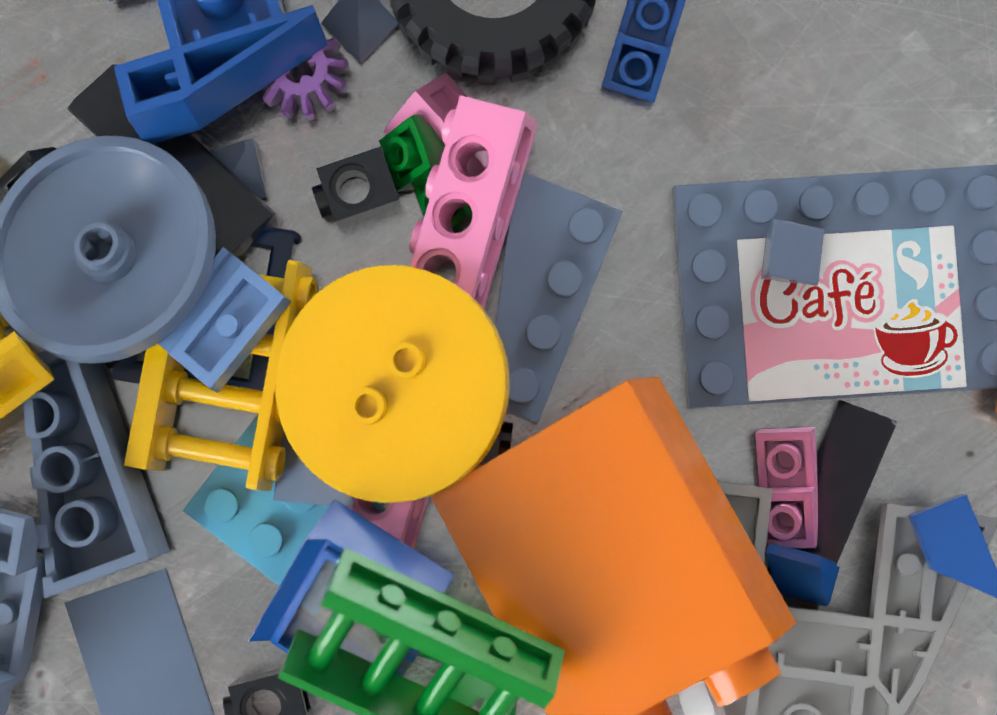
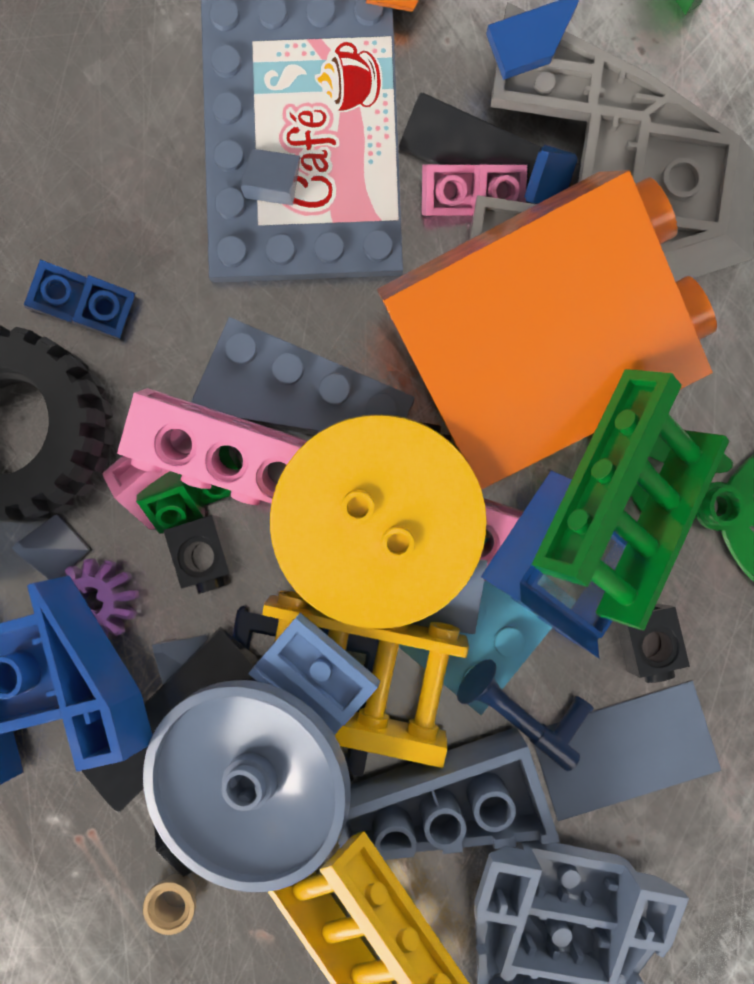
camera: 80 degrees left, 0 degrees up
(214, 508) = (481, 686): none -> dark blue piece

